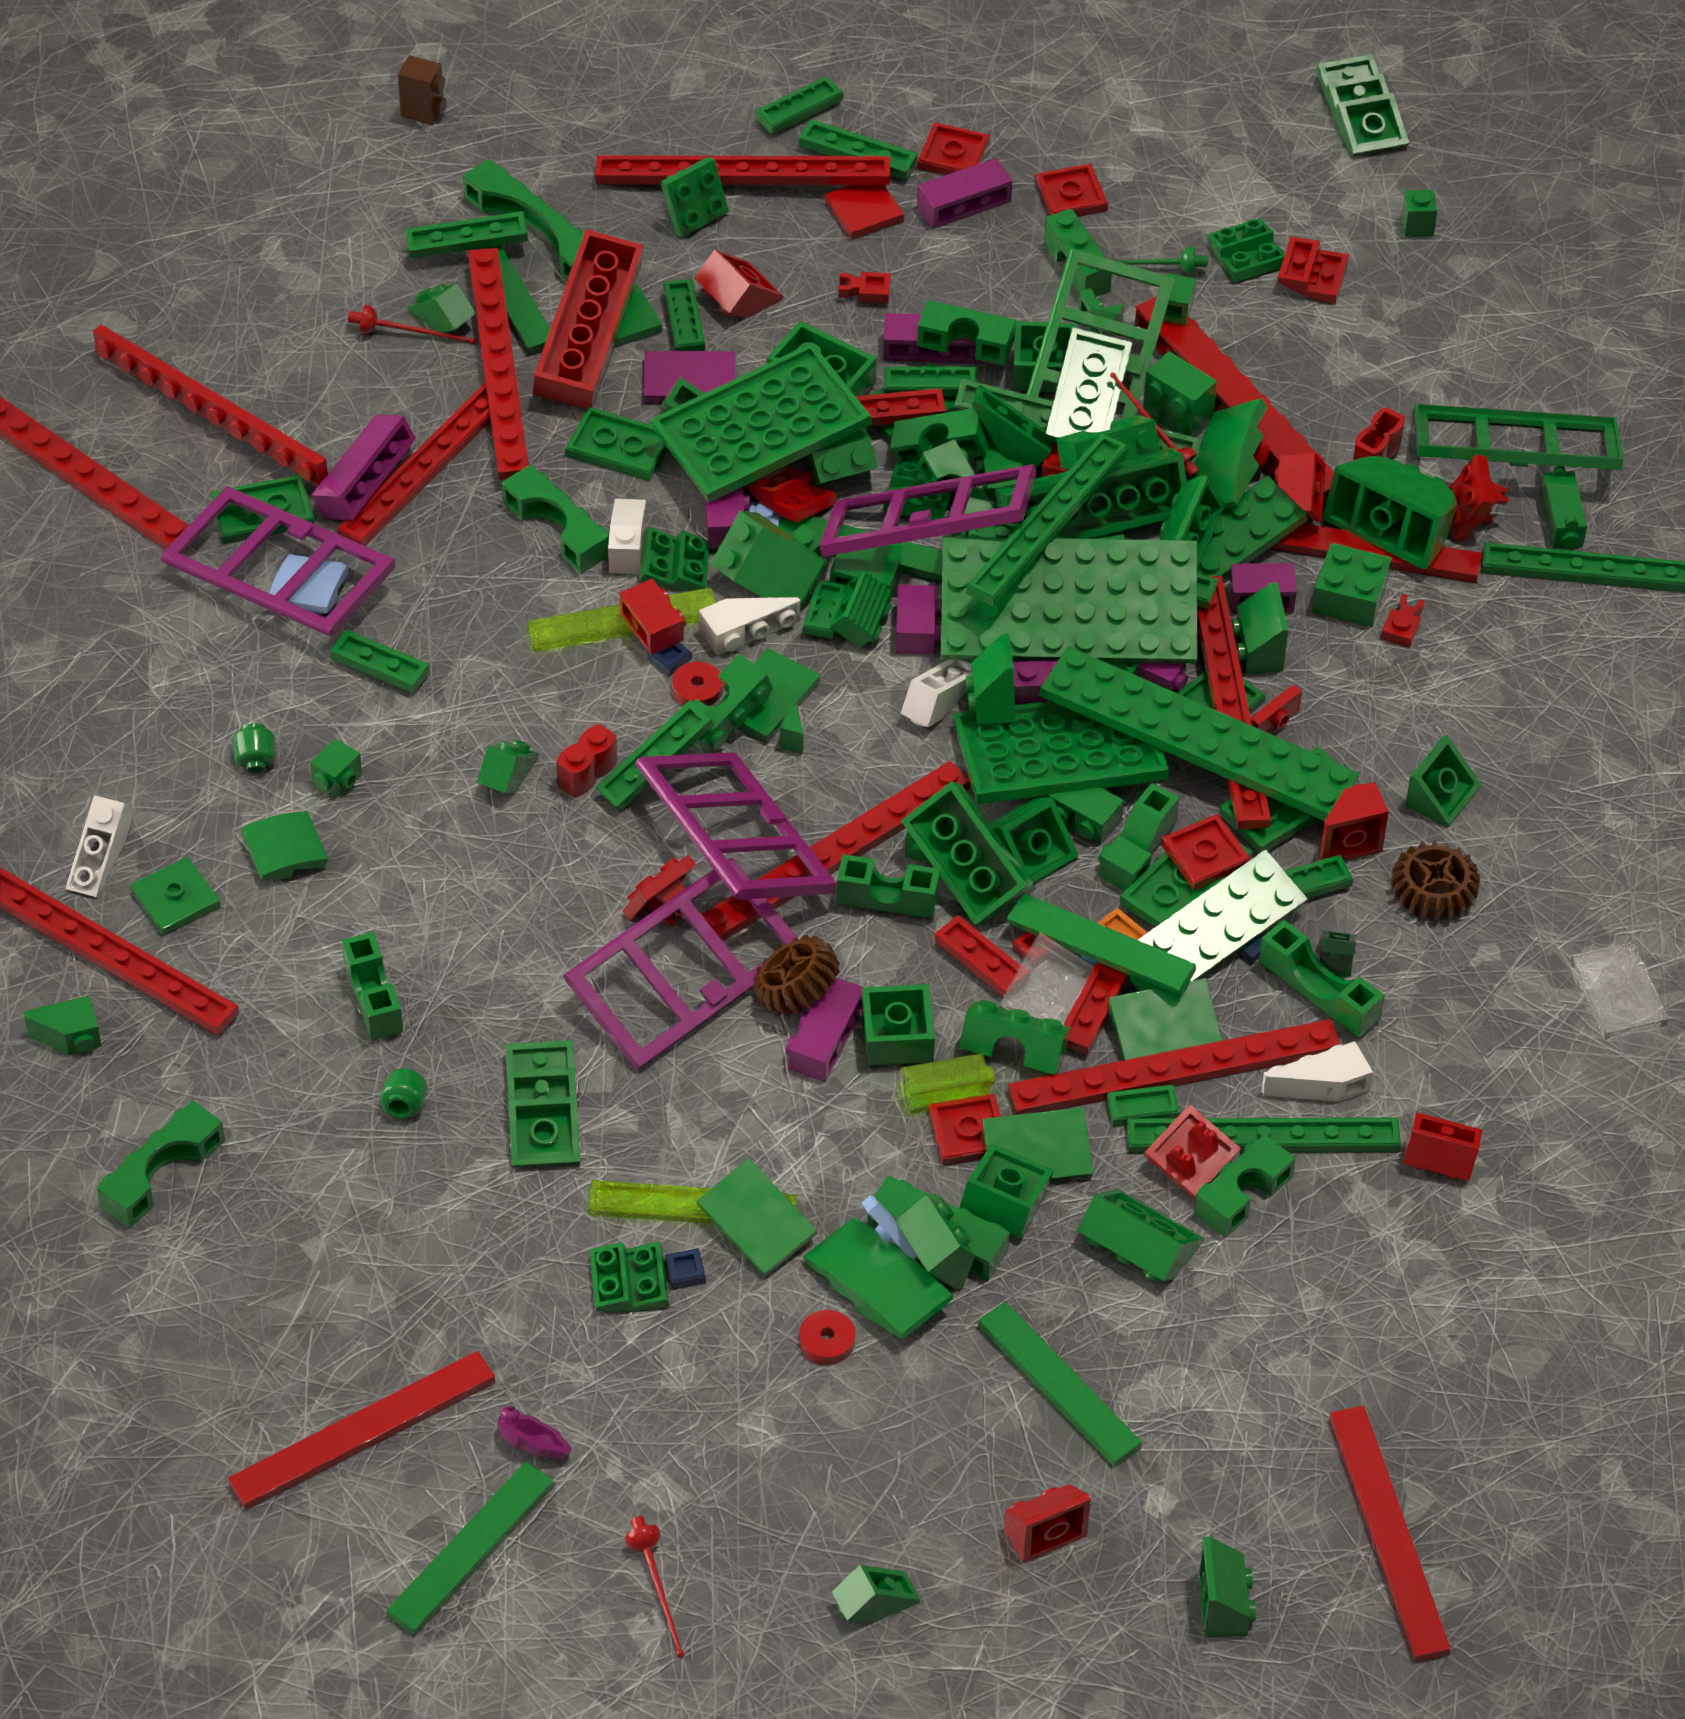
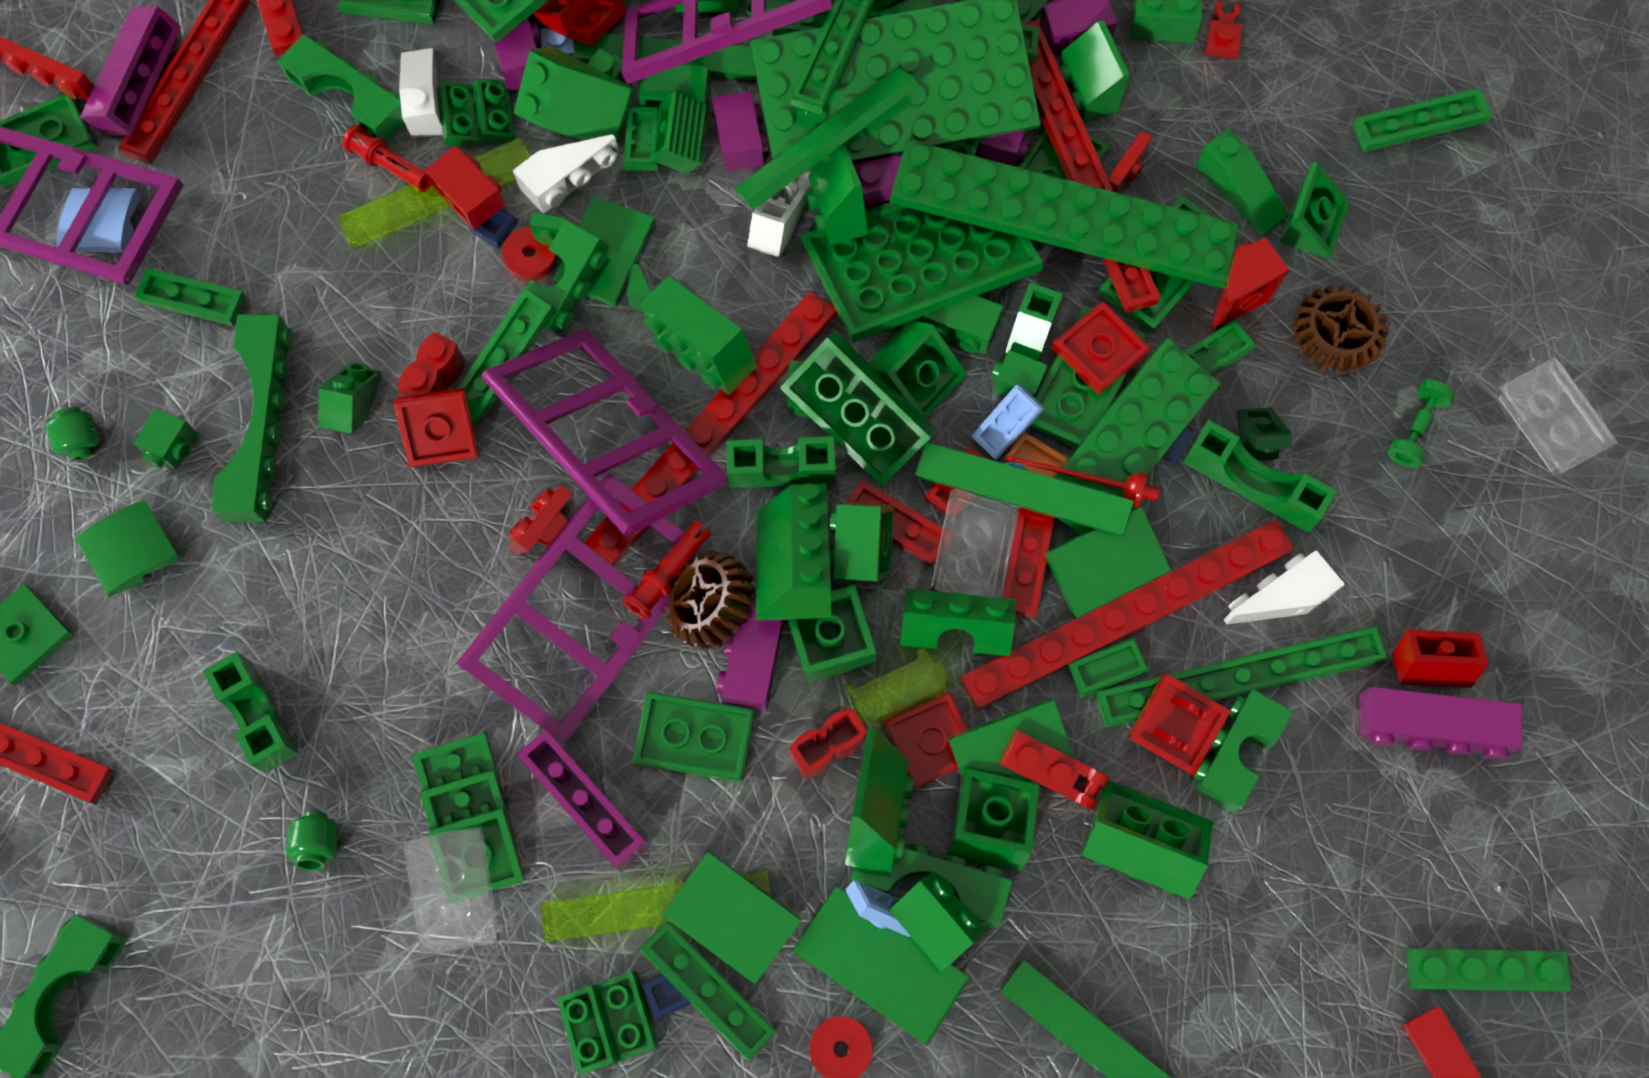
camera: 10 degrees left, 20 degrees up
(399, 814) = (244, 484): none -> green arch
(517, 1151) = (451, 891): none -> clear tile
(575, 575) = (368, 144): none -> red pin
(583, 801) = (436, 427): none -> red tile
(648, 1106) = (583, 801): none -> magenta brick
(717, 660) = (545, 227): none -> green plate
(722, 1268) = (707, 990): none -> green tile
(753, 952) = (657, 582): none -> red pin
(756, 1086) = (693, 737): none -> green tile
(837, 769) = (698, 335): none -> green brick
(874, 1105) = (837, 739): none -> red brick
(883, 951) = (794, 555): none -> green slope
(905, 1146) = (879, 806): none -> green slope
(945, 952) = (862, 541): none -> green brick
(993, 629) = (826, 138): none -> green tile
(1069, 1162) = (1052, 769): none -> red plate
(1104, 893) = (1007, 422): none -> light blue plate
(1203, 958) = (1133, 489): none -> red sword
(1379, 744) = (1241, 180): none -> green slope
(1417, 1392) = (1488, 970): none -> green plate
(1430, 1197) = (1440, 721): none -> magenta brick
(1507, 949) = (1435, 395): none -> green wheel
(1569, 727) = (1421, 120): none -> green plate

